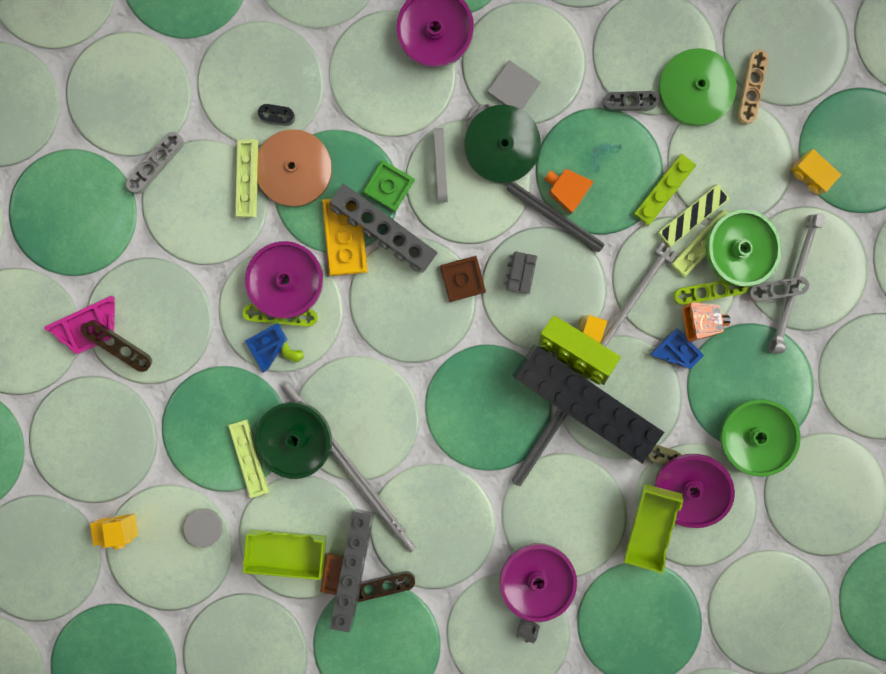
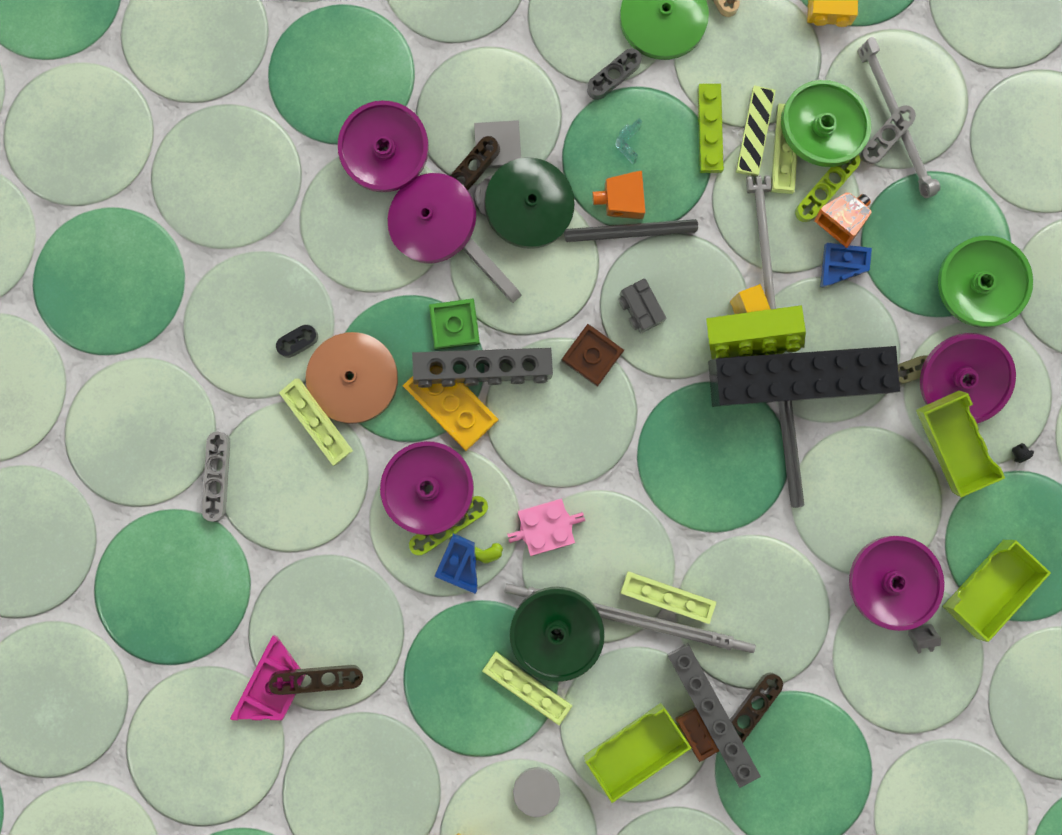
camera: 40 degrees left, 5 degrees down
(342, 366) = (546, 527): none -> bright pink plate
(384, 474) = (668, 597): none -> yellowish green plate
(429, 102) = (431, 218): none -> magenta dish
(476, 87) = (470, 175): none -> dark brown beam
(598, 638) = (996, 590): none -> lime piece
(690, 566) = (1022, 453): none -> black piece

